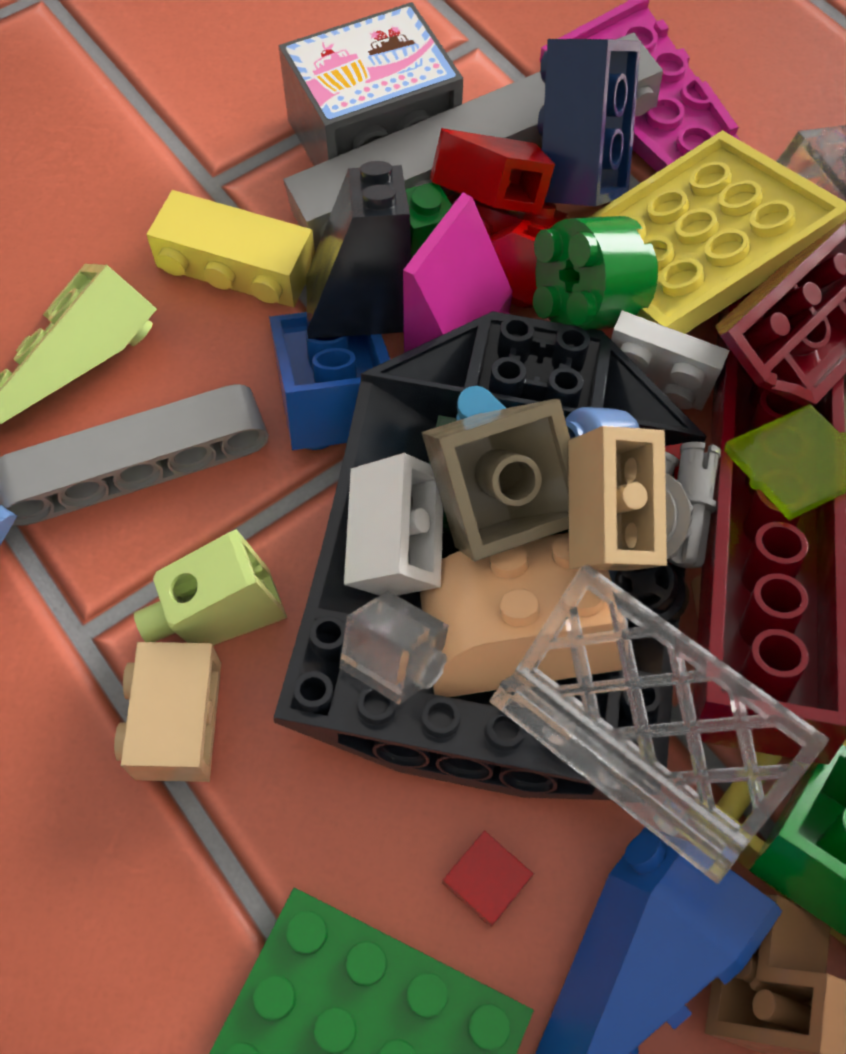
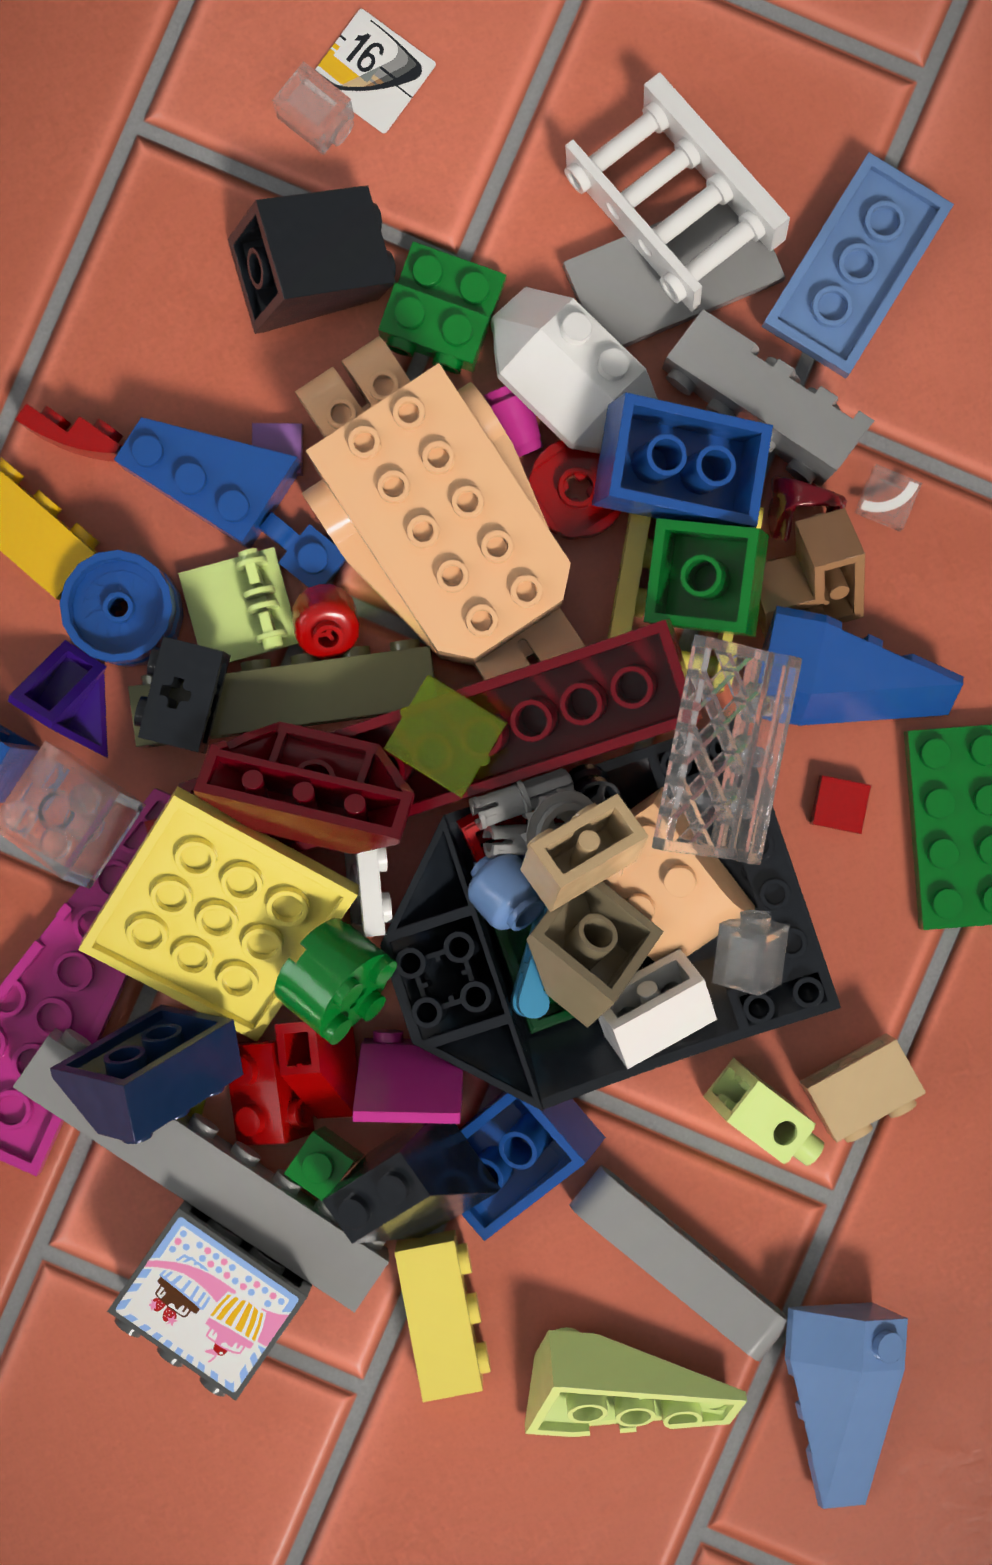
camera: 120 degrees left, 25 degrees up
(493, 170) = (254, 1125): red slope -> none

